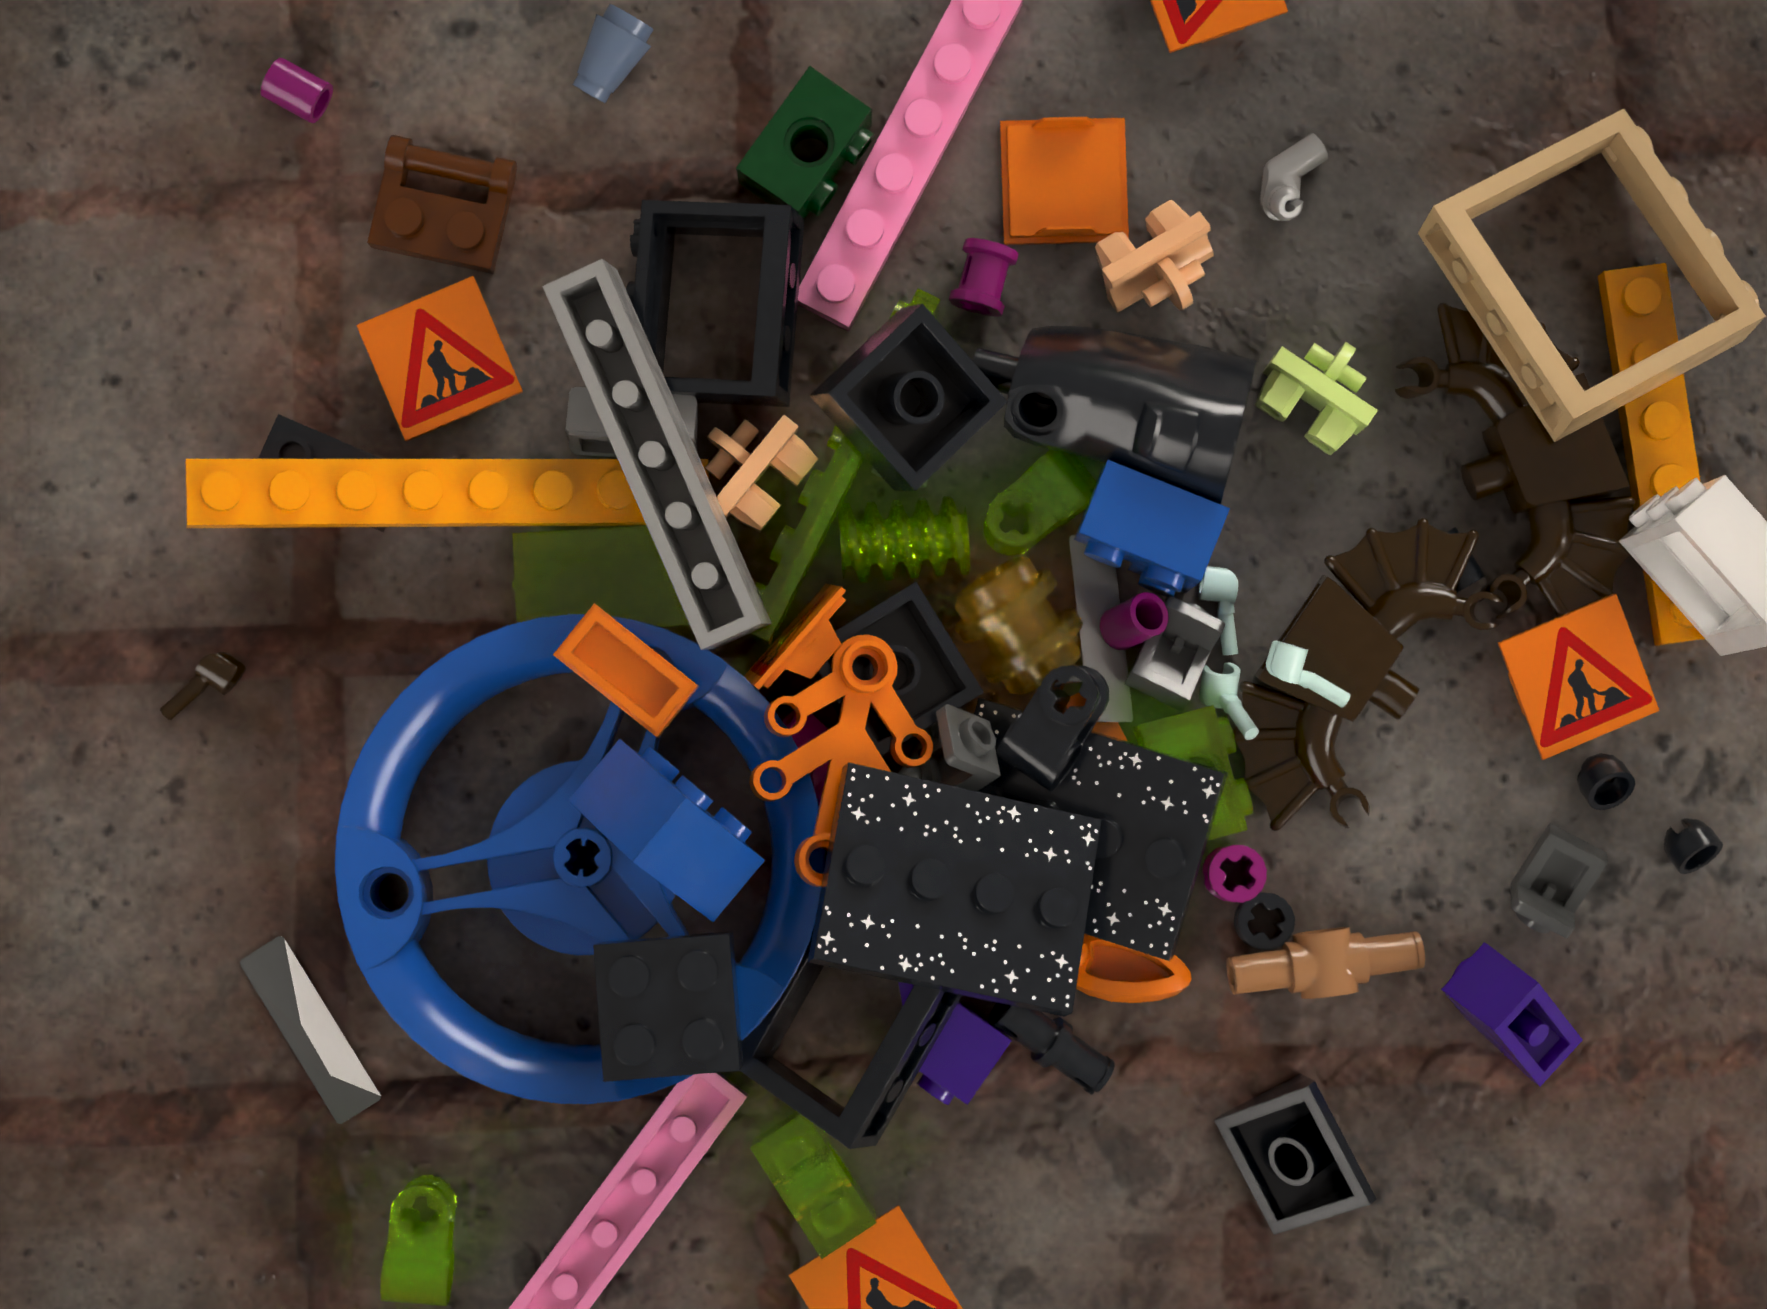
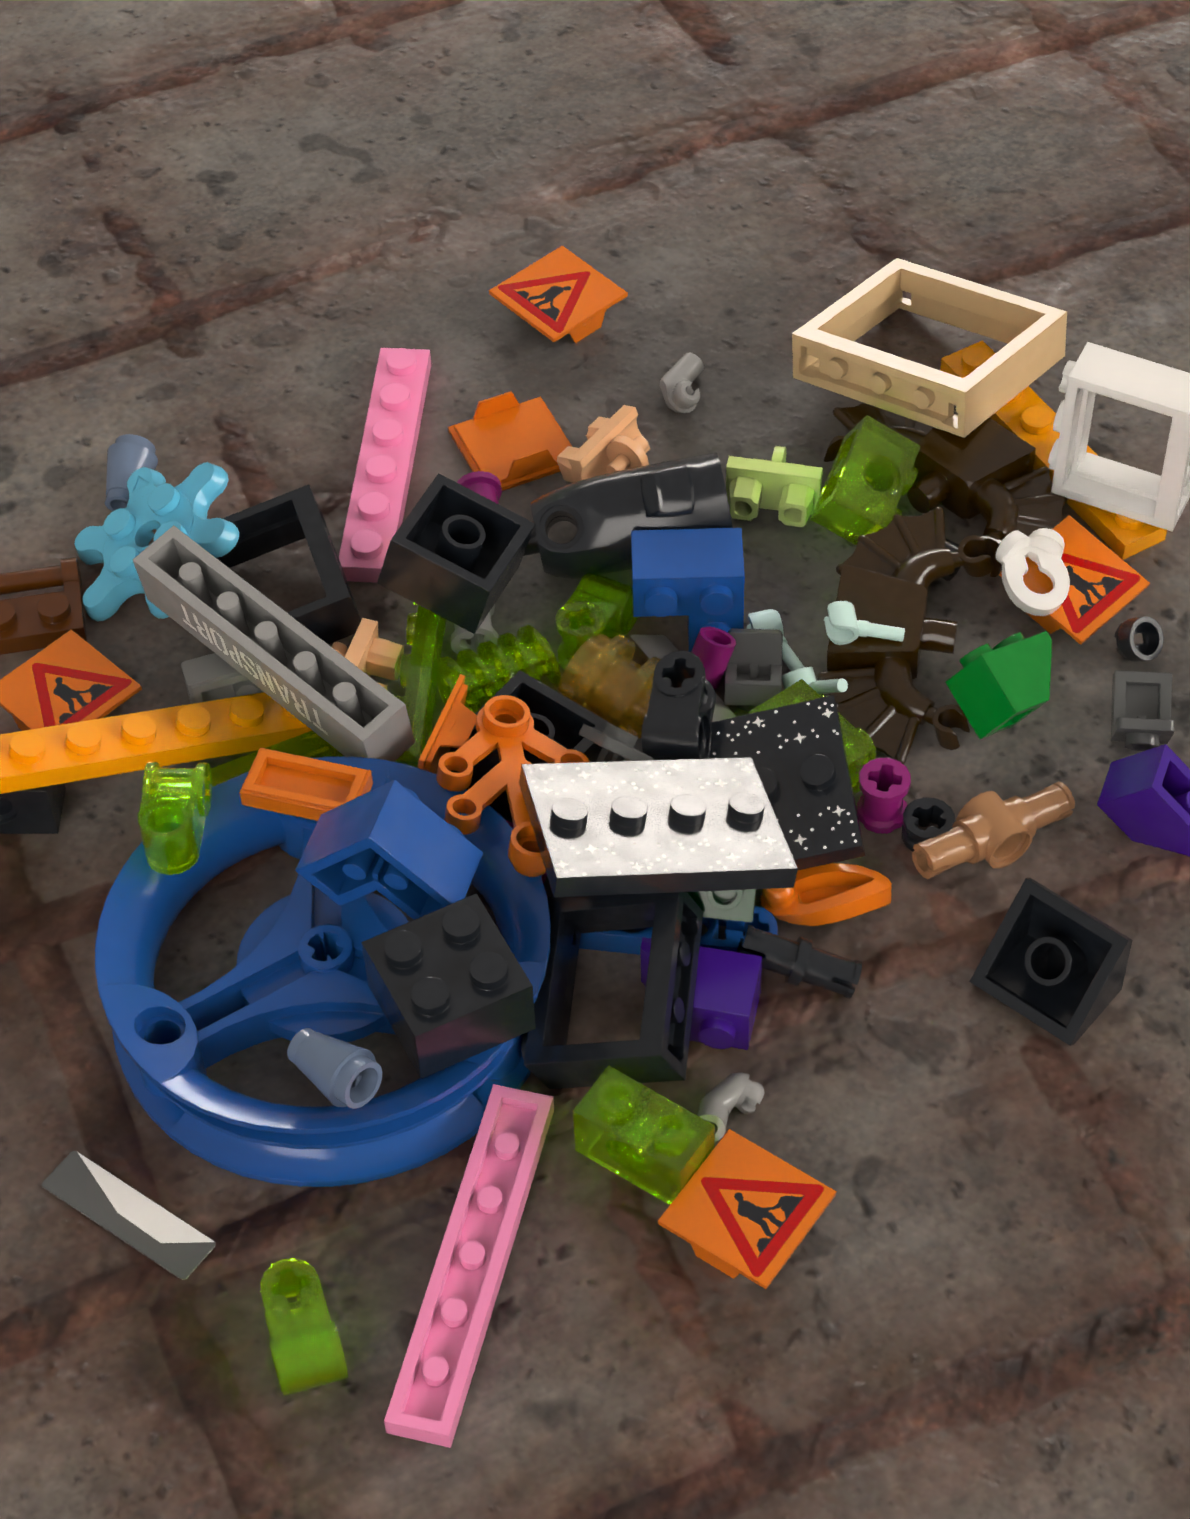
camera: 15 degrees left, 35 degrees down
(477, 651) = (174, 815): none -> clear neon green piece
(527, 1044) = (337, 1068): none -> sand blue cone
(639, 176) = (130, 529): none -> medium azure plate
(811, 110) = (309, 455): dark green brick -> none
(904, 1162) = (732, 1092): none -> light grey arm
(1385, 452) = (873, 456): none -> clear neon green brick
(1431, 792) = (1003, 682): none -> green slope
(1560, 645) = (1044, 548): none -> white piece

